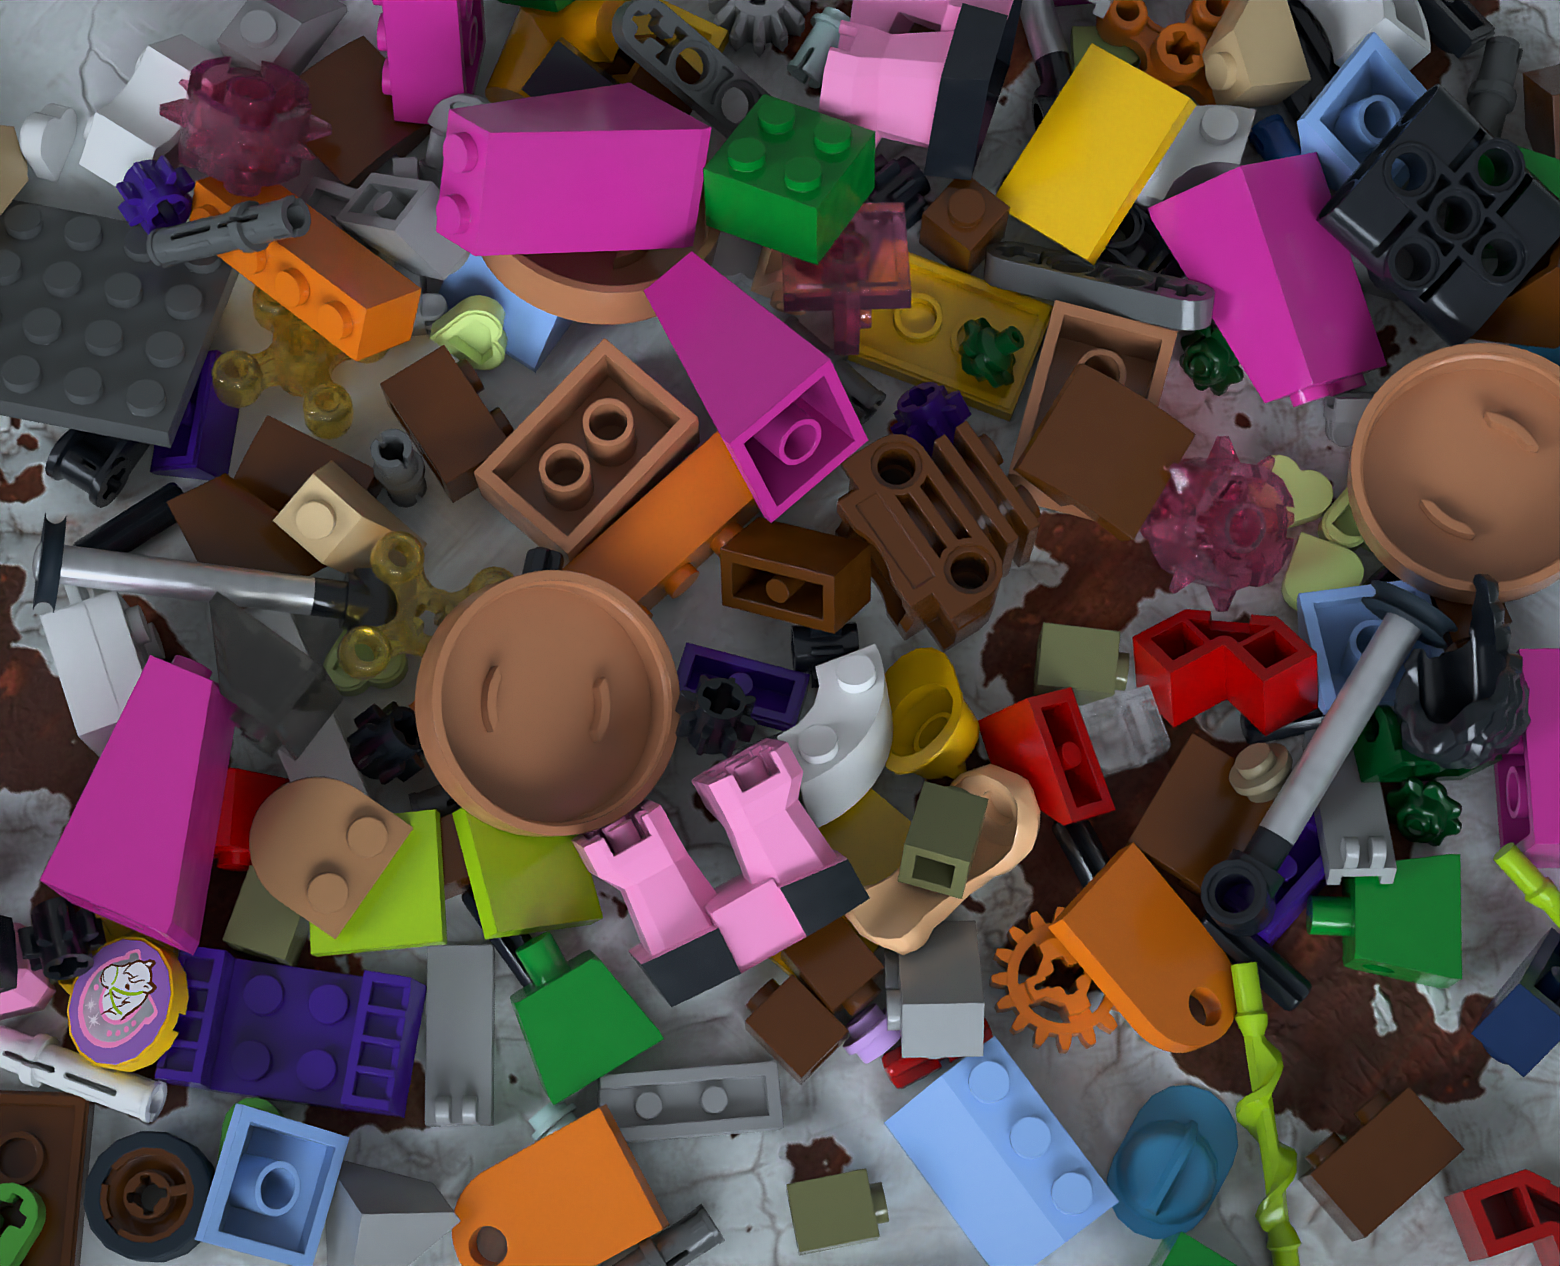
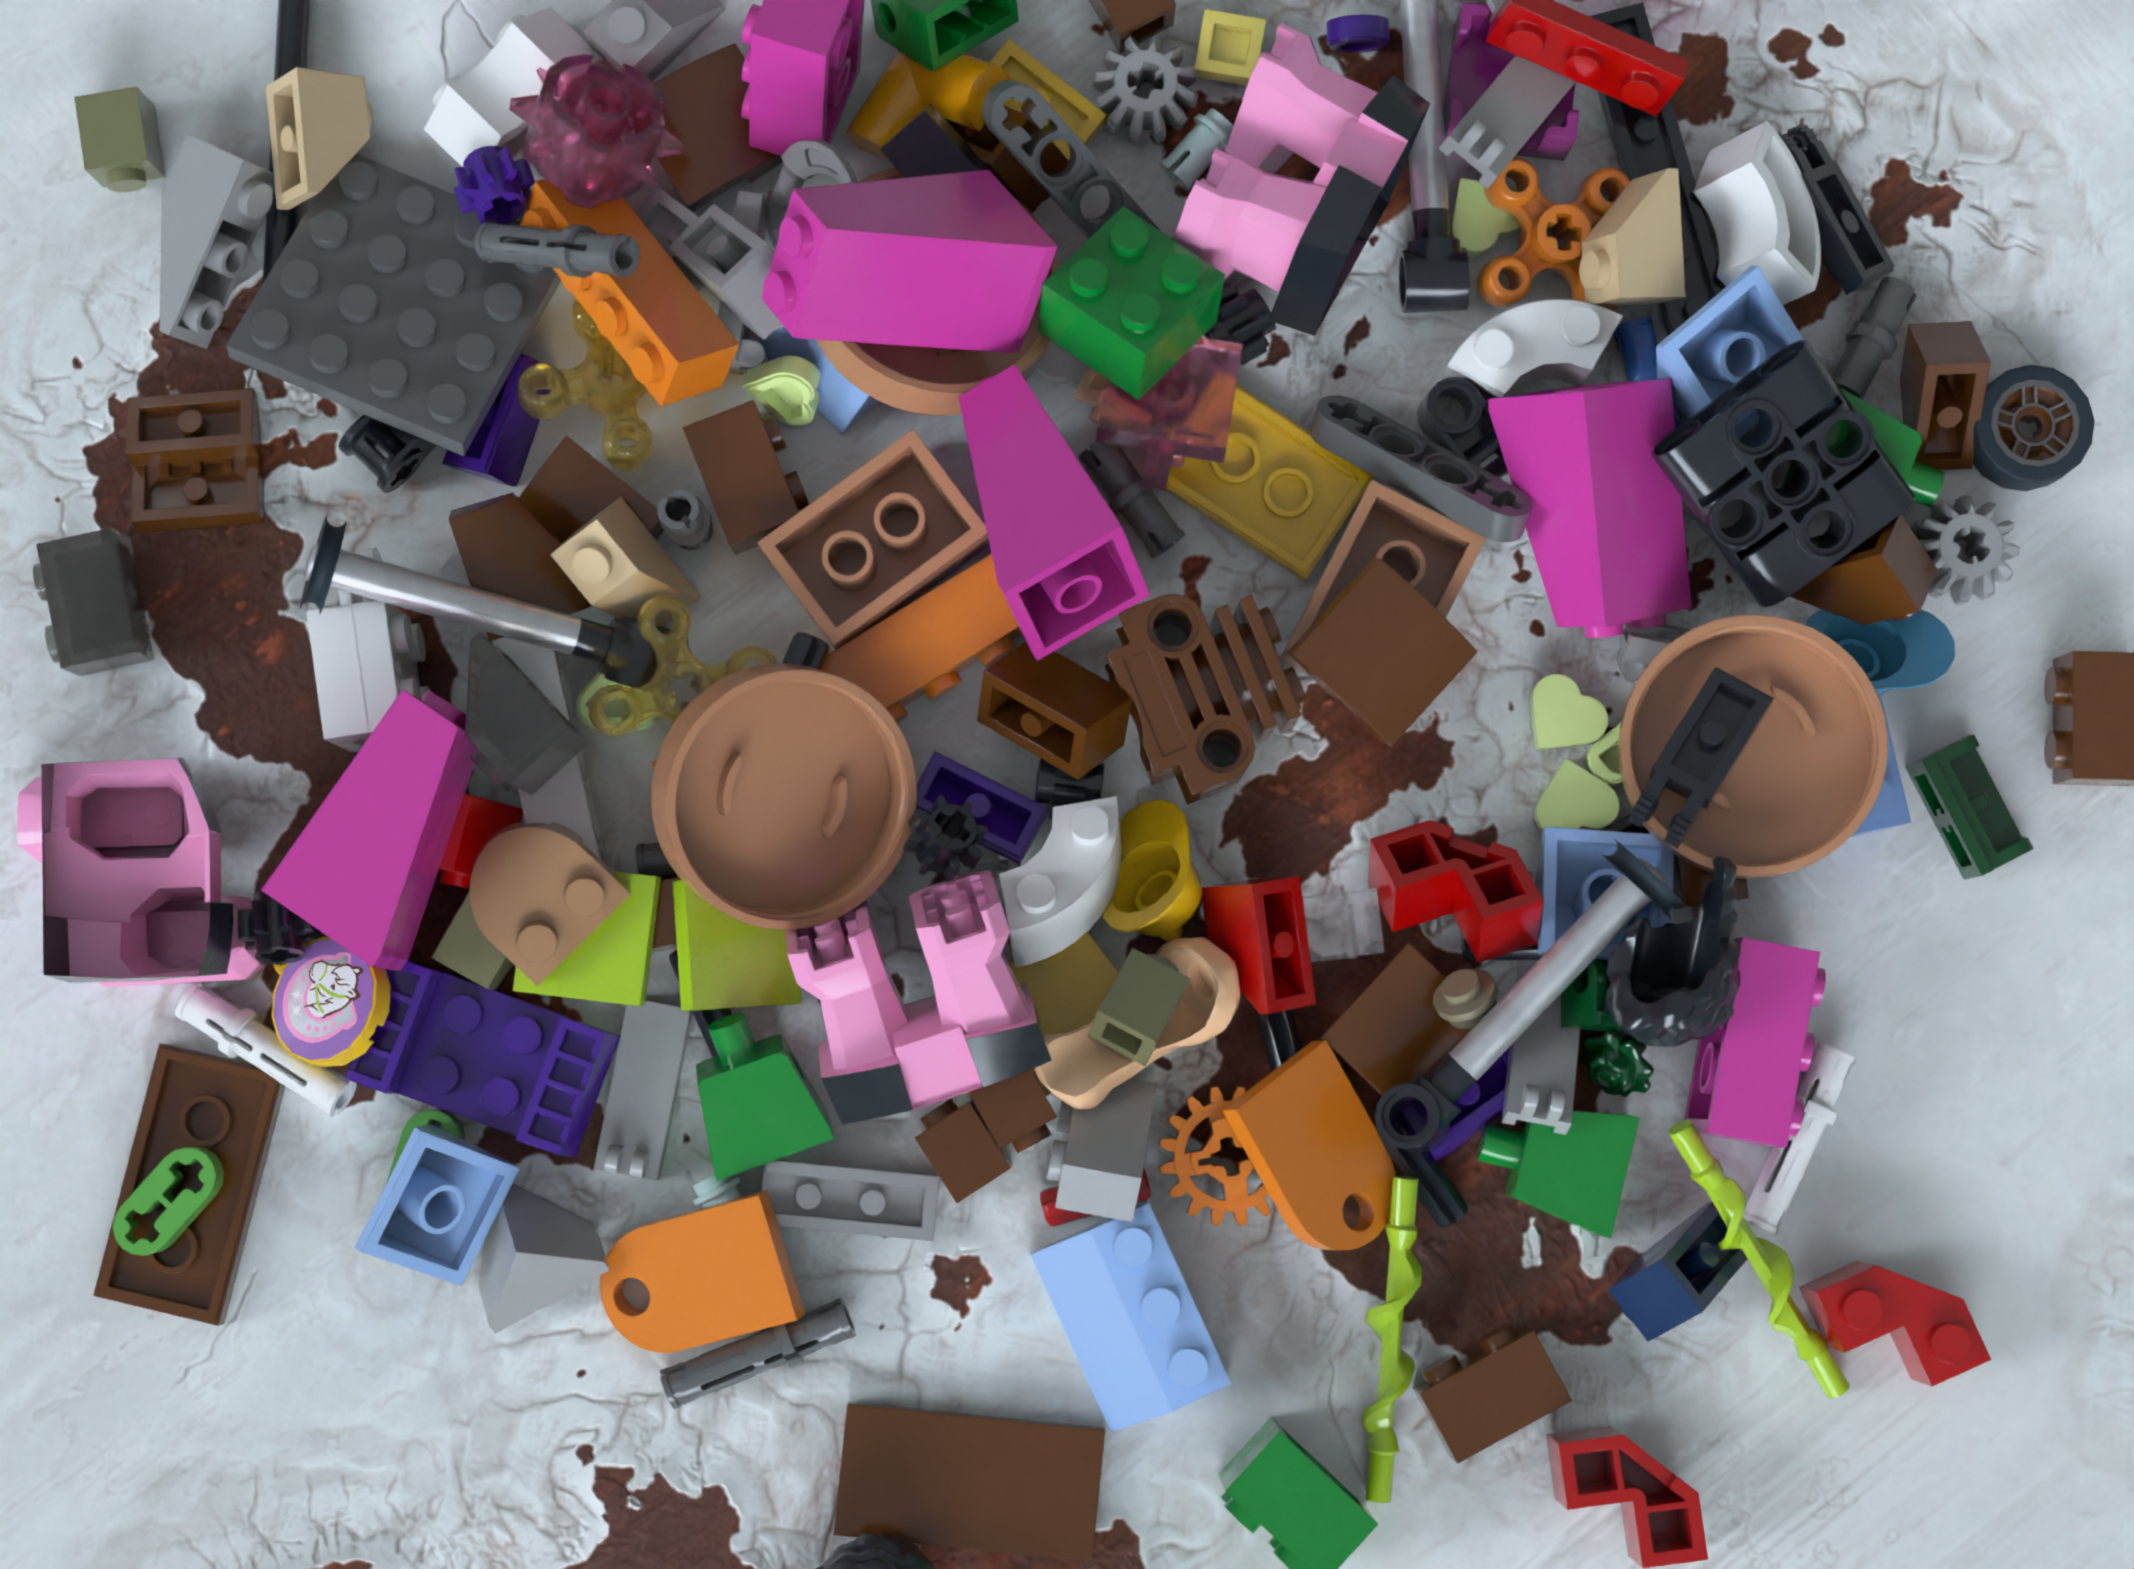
camera: 10 degrees right, 10 degrees up
(48, 139) = (397, 94): white tile -> none
(116, 1191) = (290, 1179): wheel -> none
(135, 524) = (412, 519): black axle -> none
(386, 743) = (621, 796): black gear -> none
(836, 1211) = (965, 1332): olive brick -> none
(870, 1034) = (1031, 1170): lavender plate -> none
(929, 413) = (1222, 571): dark purple gear -> none
(963, 224) = (1301, 373): reddish brown brick -> none
(989, 353) = (1296, 515): dark green plant -> none
(1081, 660) = (1316, 850): olive brick -> none
(1094, 153) = (1445, 332): yellow tile -> none
(1173, 1161) = (1296, 1346): dark azure piece -> none
(1210, 361) = (1516, 567): dark green plant -> none
(1221, 524) = (1485, 741): clear pink brick -> none
(1435, 481) = (1703, 750): none -> black hinge

